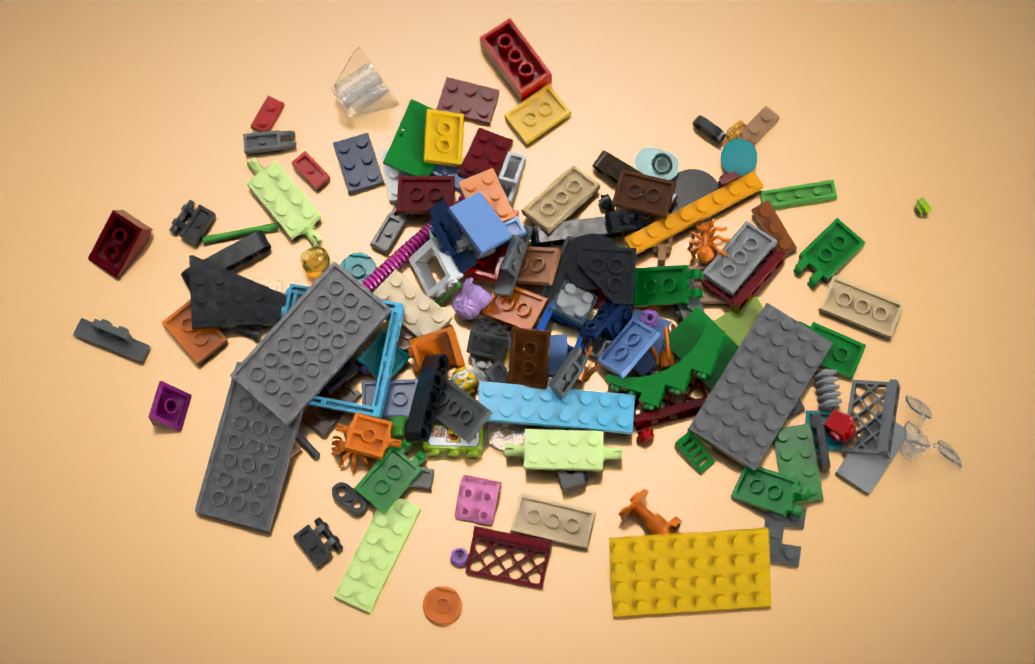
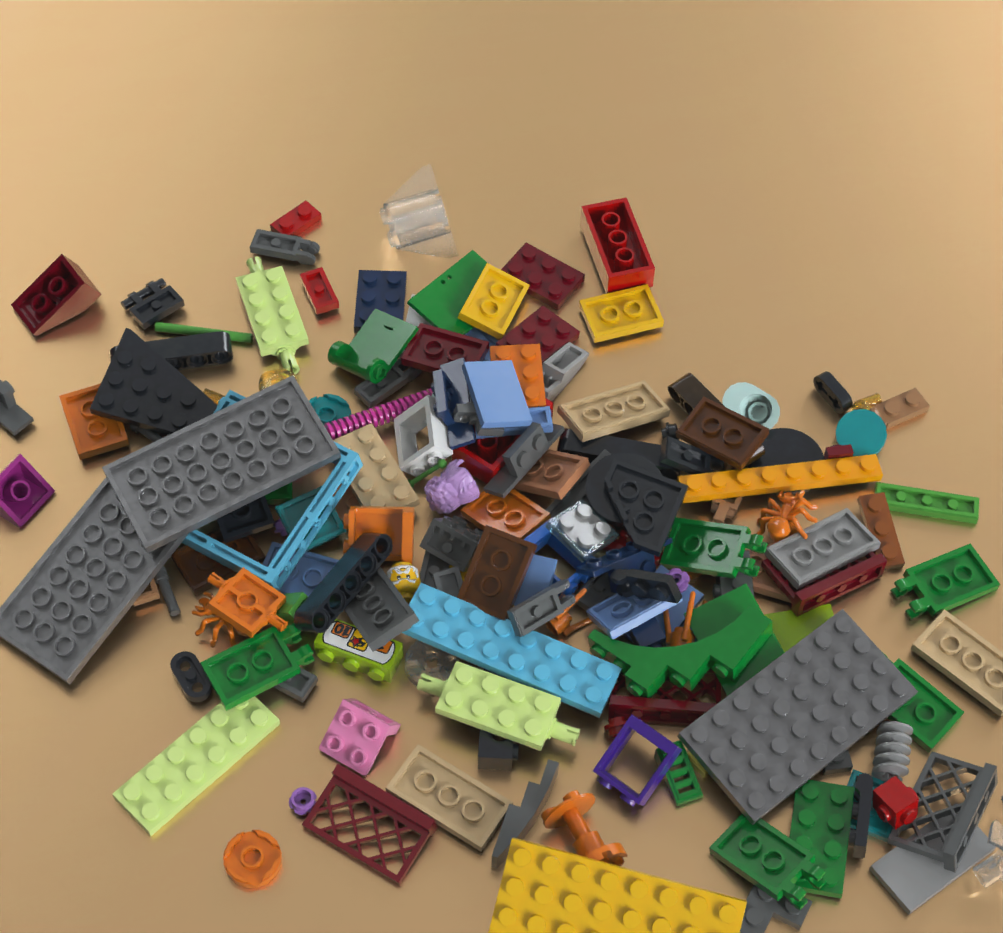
camera: 15 degrees right, 15 degrees down
(313, 546) = (115, 718): black plate -> none
(372, 207) = (373, 347): none -> green door
(604, 520) = (521, 819): none -> dark grey slope
(632, 333) = (646, 585): none -> black hinge
(675, 437) = (609, 780): none -> dark purple window

